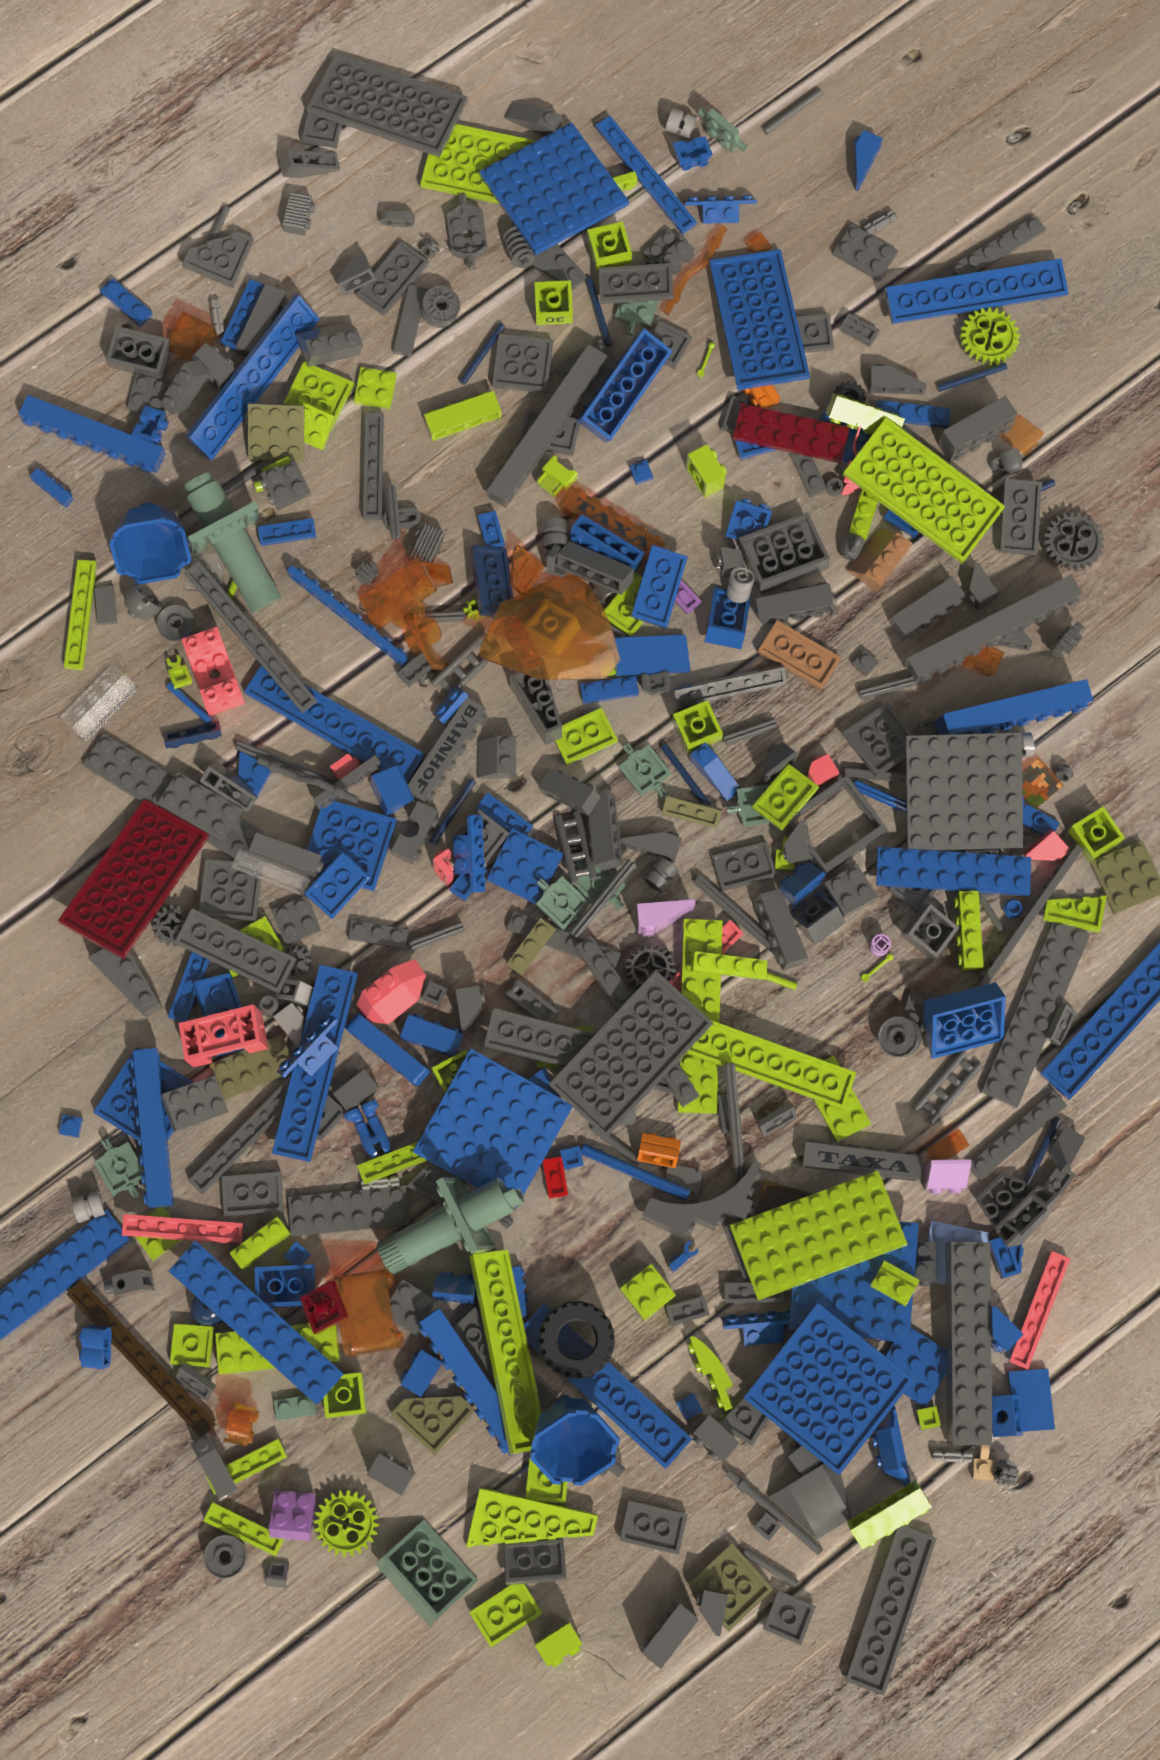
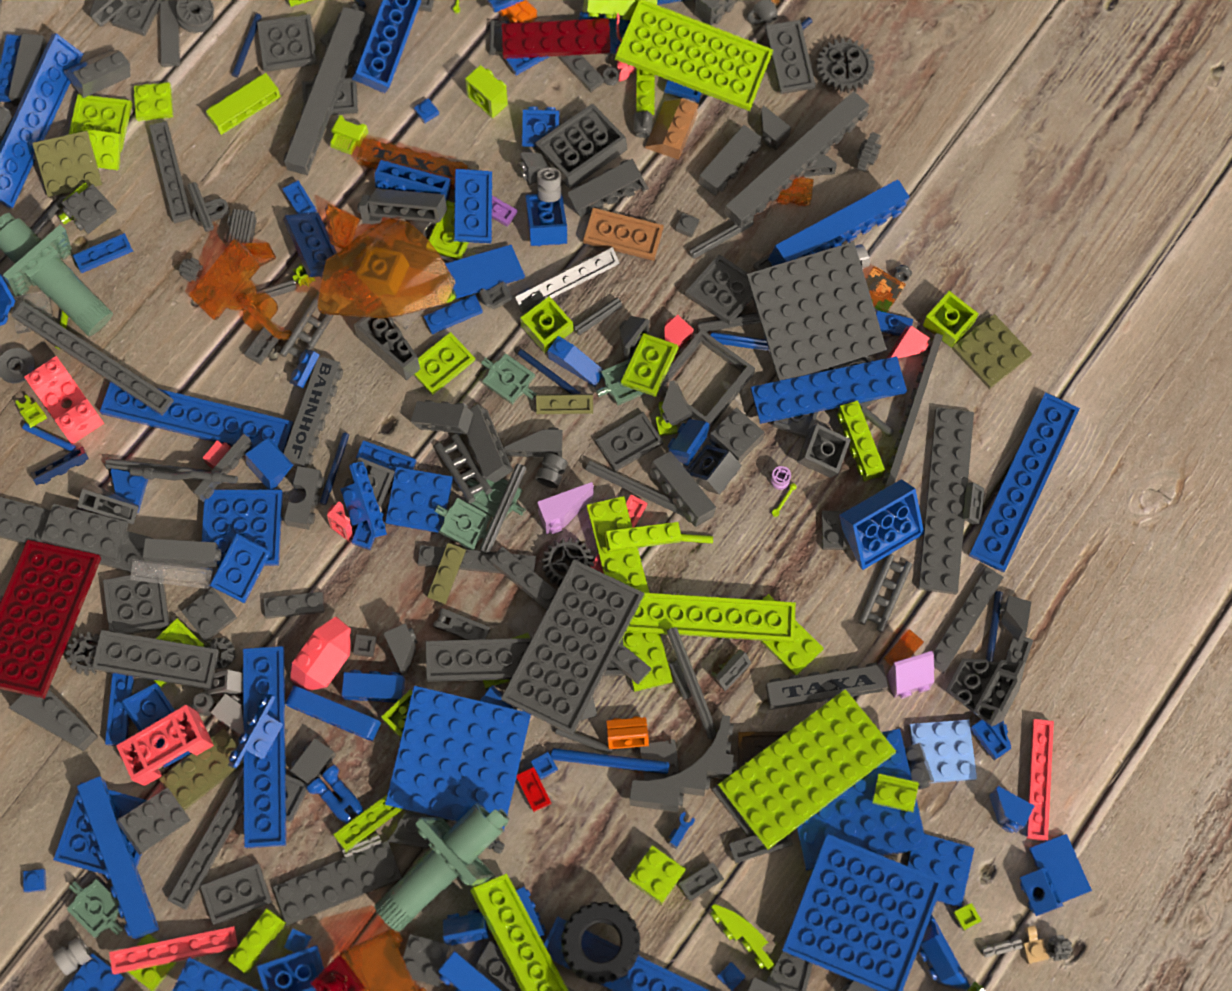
camera: 15 degrees left, 5 degrees down
(343, 612) = (176, 311): blue plate -> none
(436, 936) = (351, 590): dark grey axle -> none
(497, 758) = (364, 405): dark grey slope -> none
(554, 533) = (359, 184): dark grey wheel -> none
(759, 1328) = (776, 877): blue bracket -> none
(889, 1031) = (837, 561): dark grey wheel -> none
(968, 1343) = (984, 832): dark grey brick -> none
(1013, 908) = (894, 409): blue plate -> none
(1081, 913) = (961, 395): lime wing -> none

